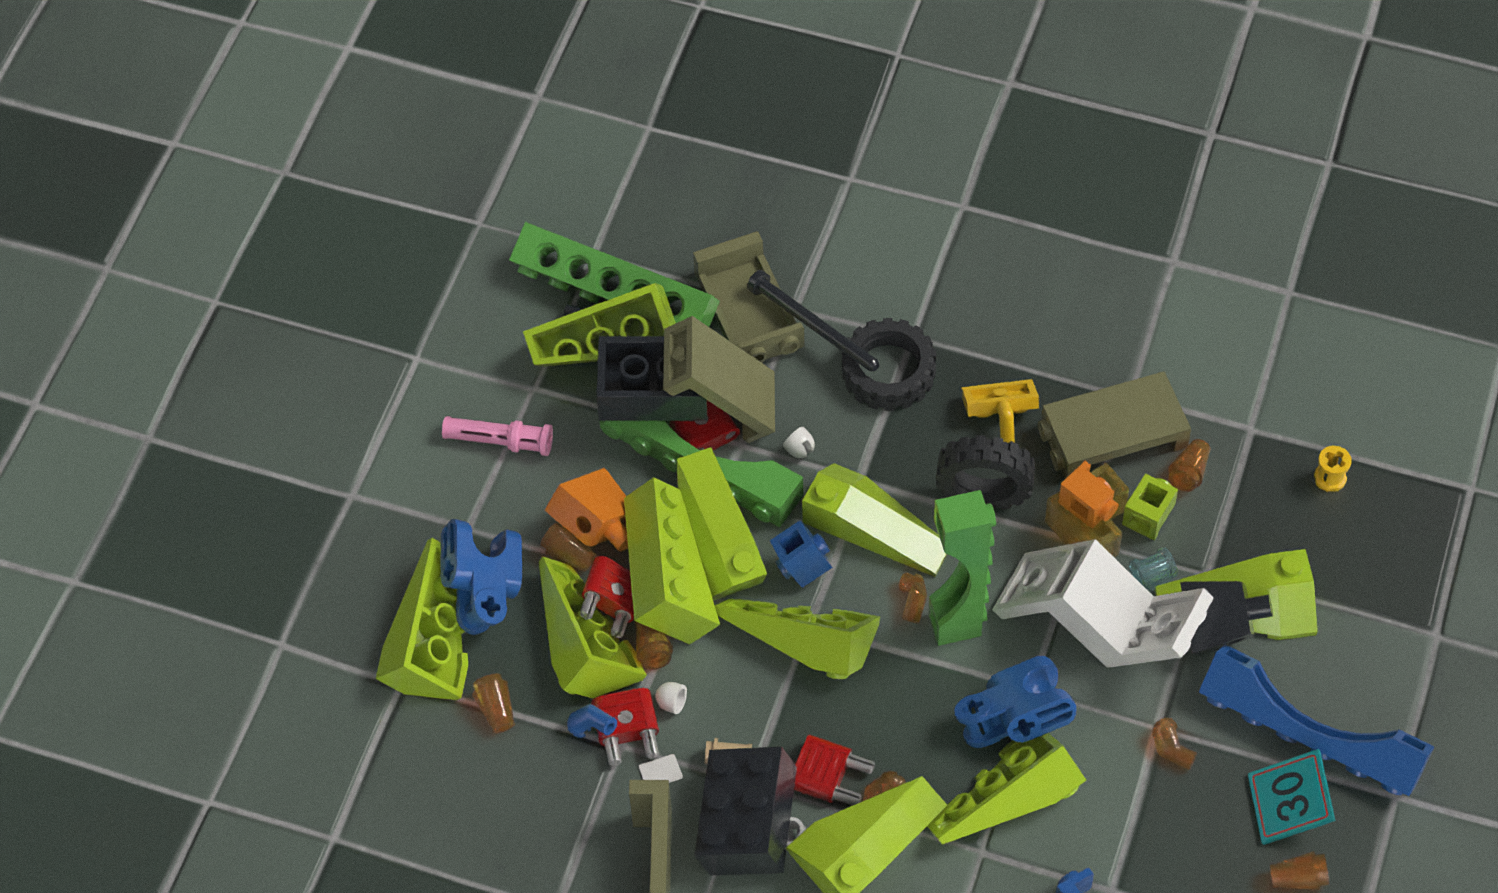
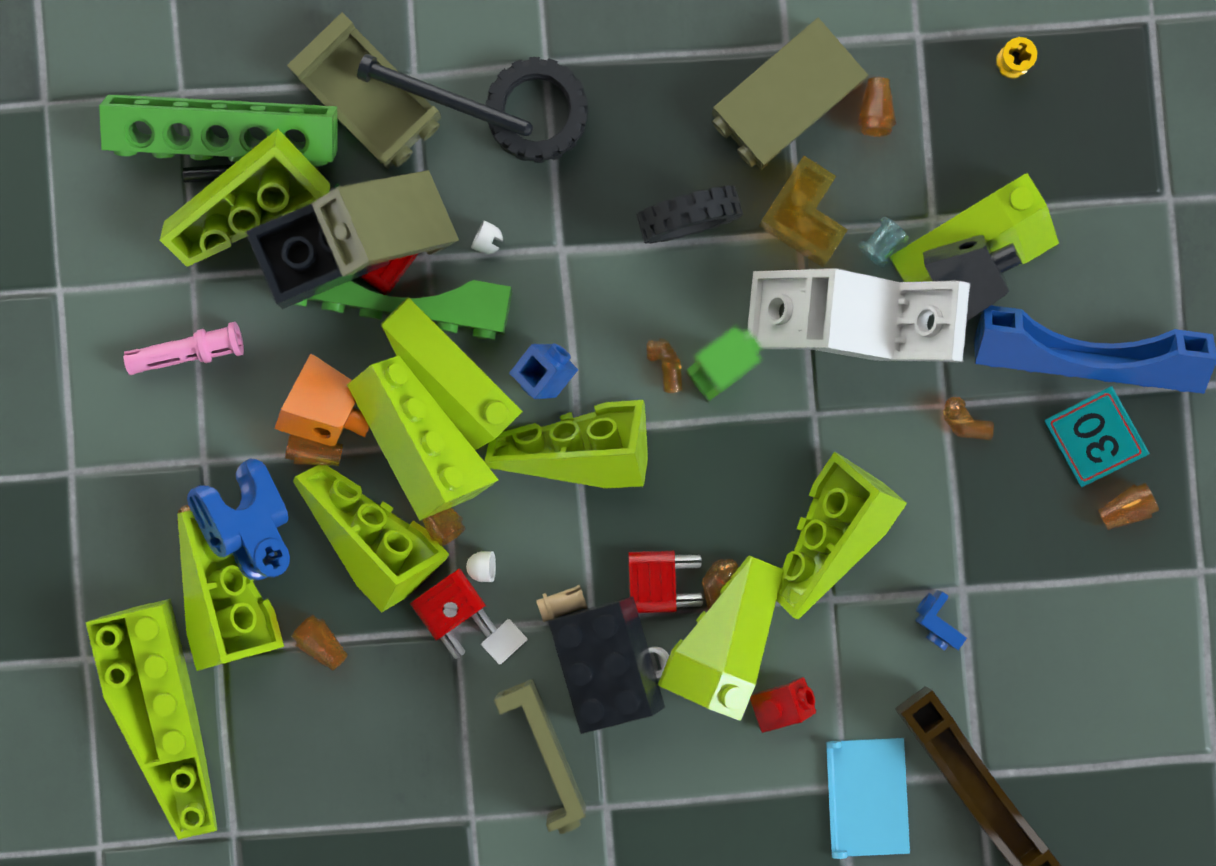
camera: 30 degrees left, 30 degrees up
(323, 694) = (155, 709): none -> lime wedge
(589, 717) = (418, 625): blue arm -> none
(609, 590) = (376, 485): red piece -> none
(867, 516) = (584, 290): lime wedge -> none
(1002, 399) = (666, 108): yellow plate -> none
(1016, 704) = (805, 456): blue piece -> none
(1087, 496) = (805, 210): orange brick -> none
(1149, 506) = (862, 156): lime brick -> none

